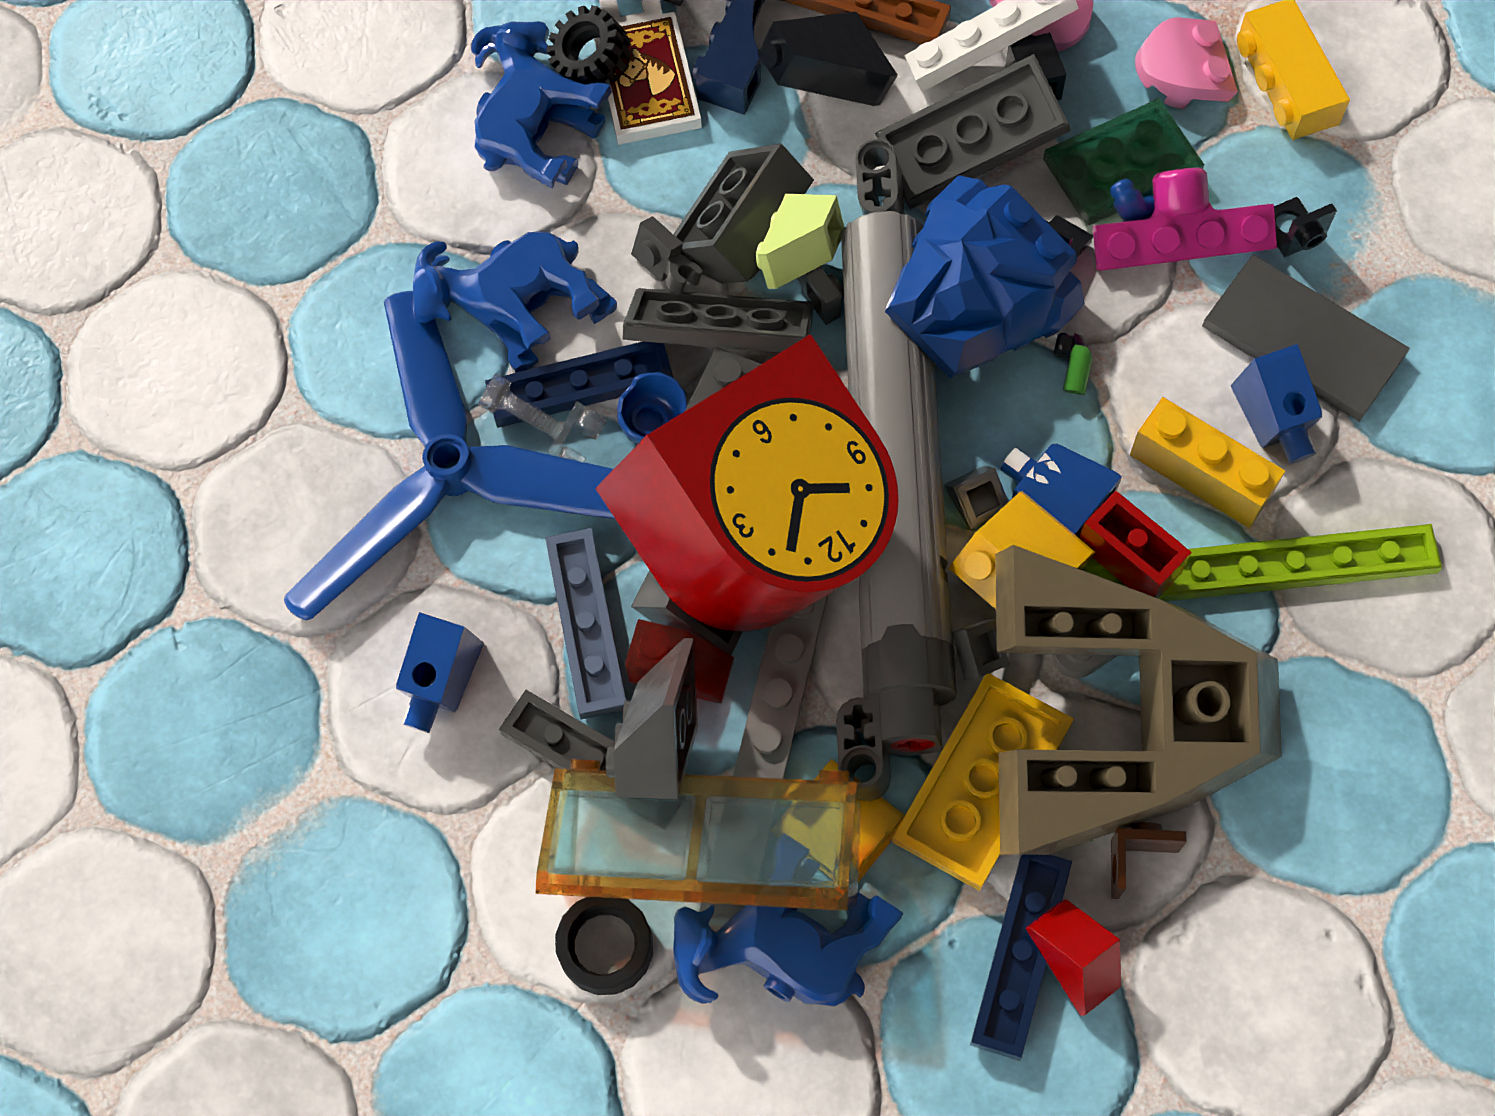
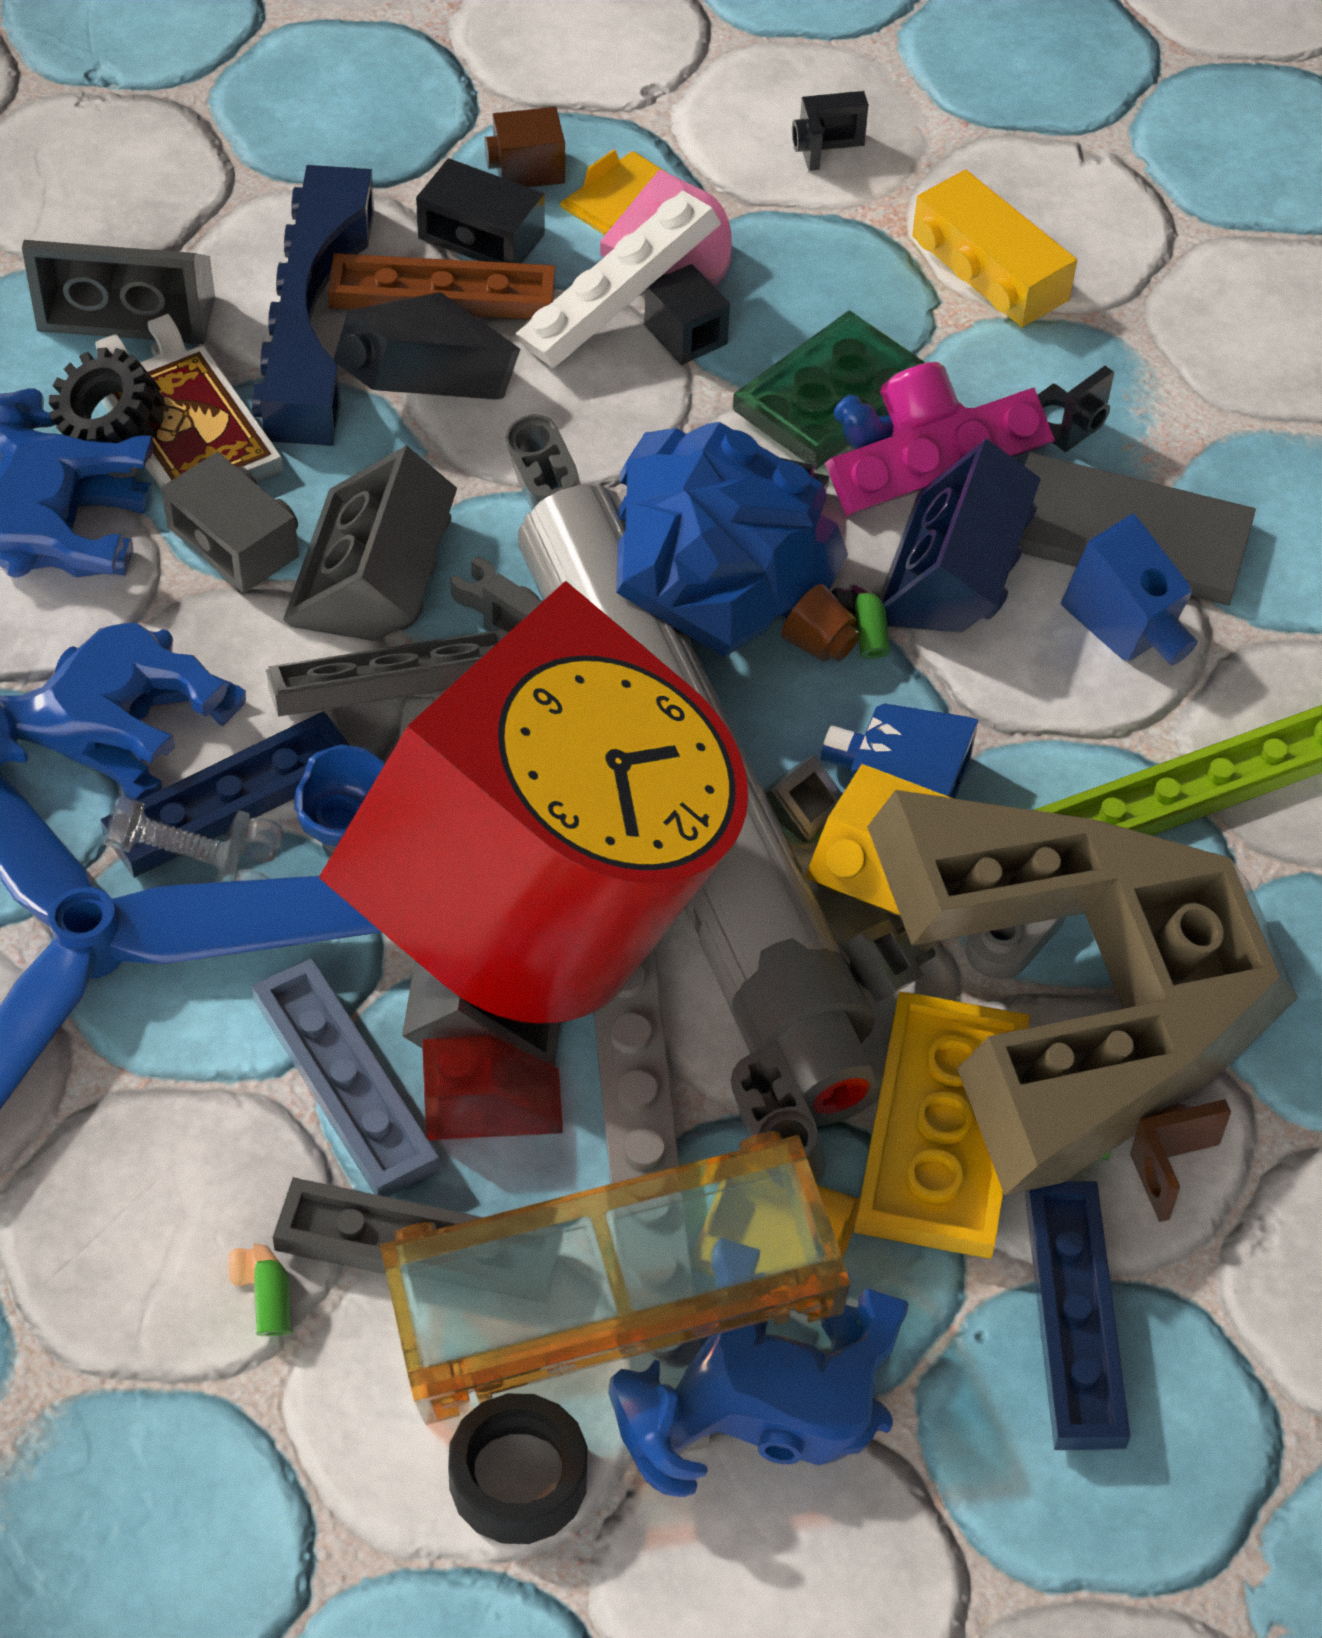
camera: 25 degrees left, 15 degrees down
(437, 651) = (159, 1179): blue torso -> none
(489, 760) = (271, 1287): none -> bright green arm
(647, 166) = (231, 521): none -> dark grey brick
(657, 729) = (505, 1145): dark grey slope -> none
(661, 254) = (286, 618): dark grey plate -> none
(800, 237) = (469, 547): yellowish green slope -> none
(975, 130) = (646, 383): dark grey tile -> none
(1040, 361) = (821, 625): none -> dark orange hat
(1079, 954) = (1155, 1286): red slope -> none
(1134, 546) = (1027, 776): red brick -> none
(1167, 323) = (961, 543): none -> dark blue slope
(1186, 62) = (865, 268): bright pink slope -> none
(1206, 462) = (1071, 685): yellow brick -> none

